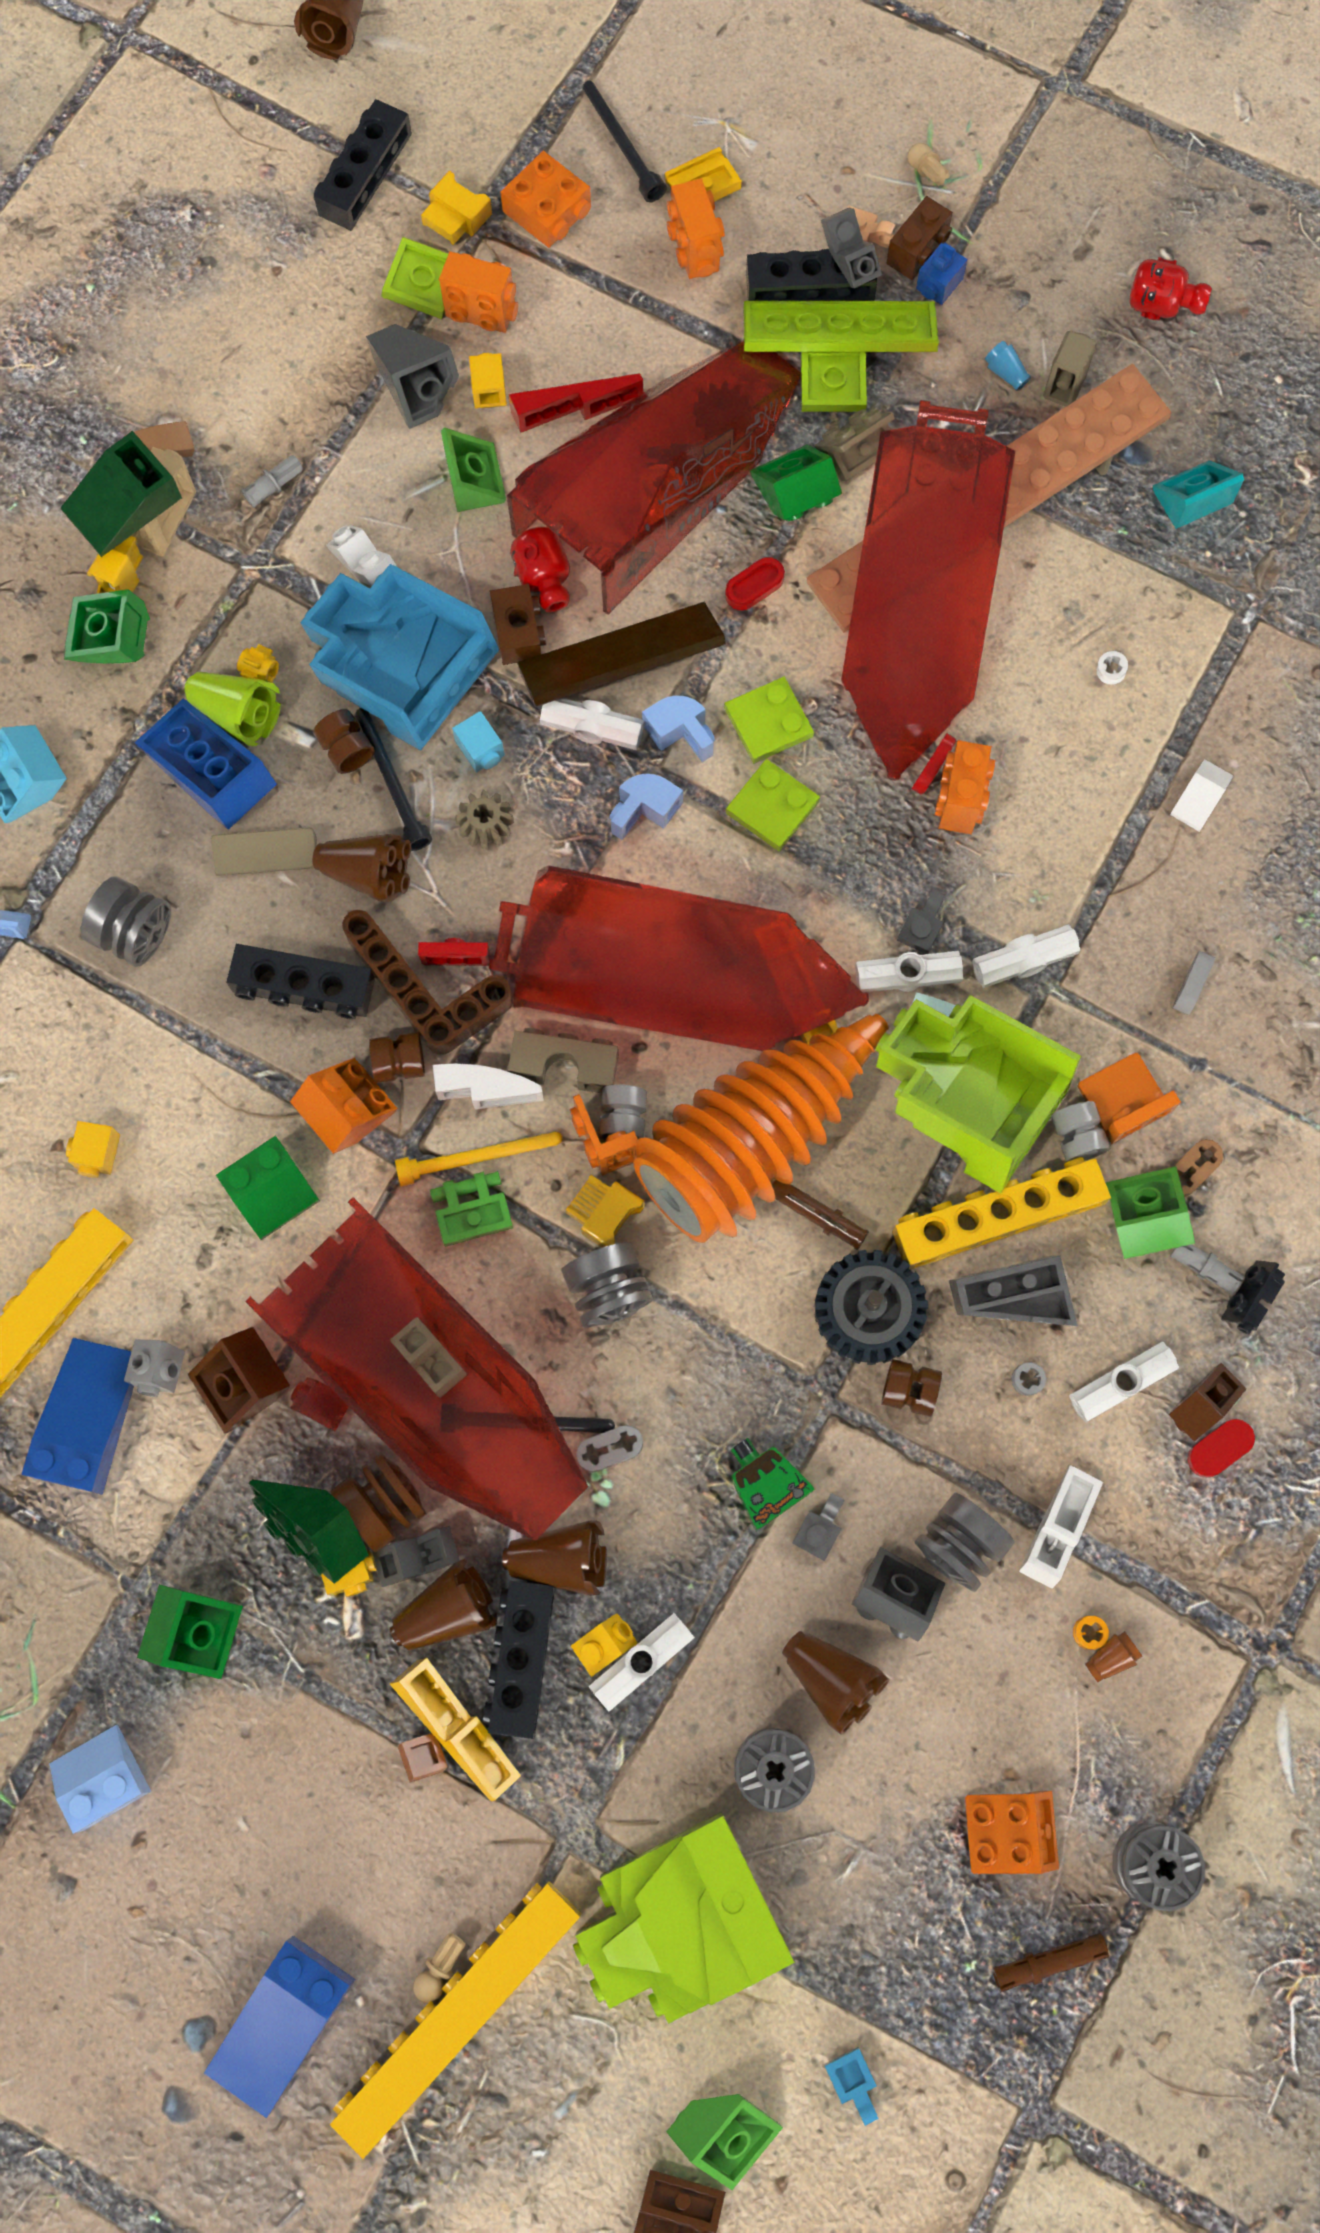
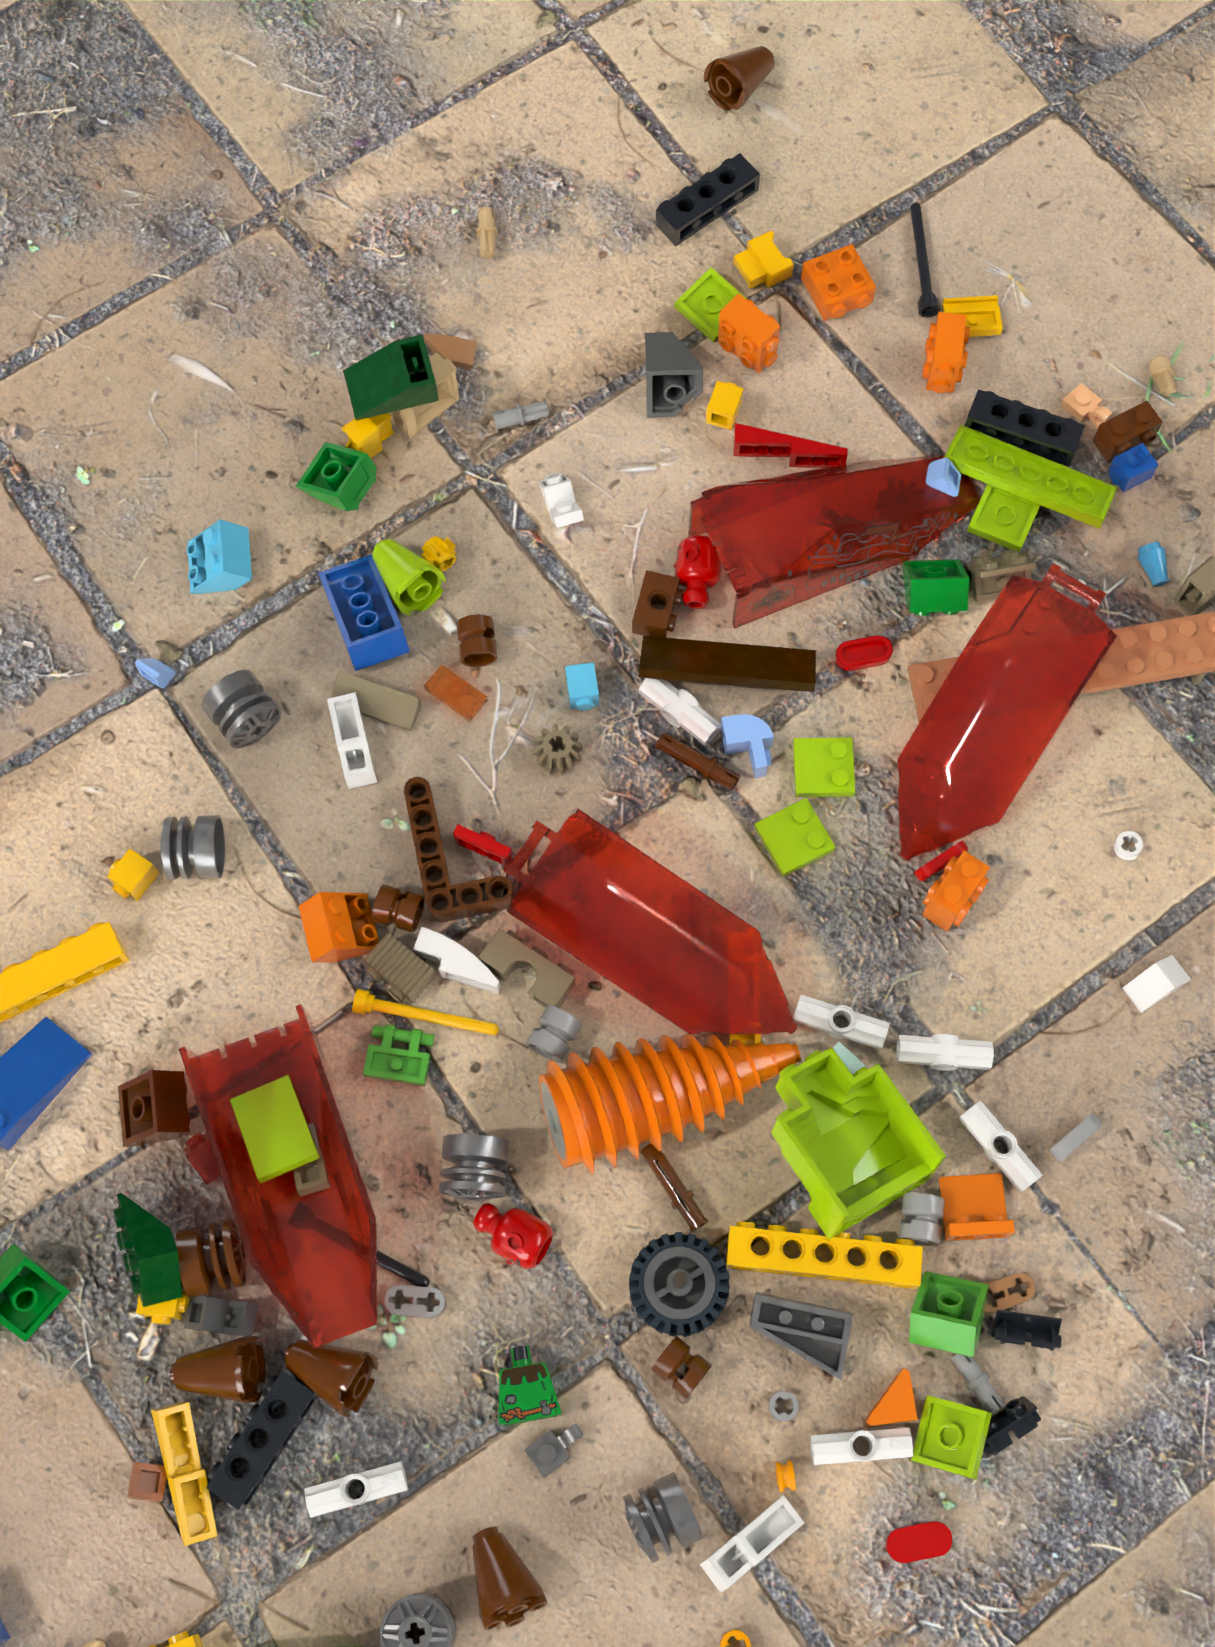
camera: 25 degrees right, 5 degrees down
(138, 296) = (487, 232): none -> tan axle
(146, 1089) = (187, 847): none -> flat silver wheel
(154, 1367) = (93, 1068): light grey brick -> none
(252, 962) = (321, 783): black brick -> none
(260, 904) = (351, 741): none -> white slope
(267, 1187) = (249, 966): green slope -> none
(346, 807) = (455, 693): none -> clear orange plate
(367, 864) = (448, 745): reddish brown cone -> none
(380, 1341) = (274, 1129): none -> lime tile
(398, 649) = (553, 587): dark azure panel -> none
(413, 830) = (498, 738): black piece -> none
(428, 1120) = (399, 968): none -> dark tan brick
(472, 470) = (679, 470): bright green slope -> none
(603, 1209) = (502, 1104): yellow piece -> none
(604, 1644) = (334, 1460): yellow bracket -> none
(614, 1153) = (525, 1063): orange bracket -> none
(626, 768) = (704, 765): none -> reddish brown pin
(645, 796) = (695, 786): light blue brick -> none
(683, 1333) = (515, 1235): none -> red piece
(754, 362) = (944, 476): none -> light blue slope
(853, 255) = (1062, 417): dark grey slope -> none
(898, 1595) = (589, 1535): dark grey brick -> none
(922, 926) = (870, 990): dark grey plate -> none
(1063, 1446) = (785, 1476): none -> light orange bush
(1137, 1324) = (895, 1404): none -> orange slope
(1145, 1034) = (1014, 1163): none -> white piece
(1207, 1402) = (924, 1497): reddish brown slope -> none
(1208, 1331) = (951, 1437): none -> lime plate
(1230, 1192) = (1022, 1328): none -> black hinge

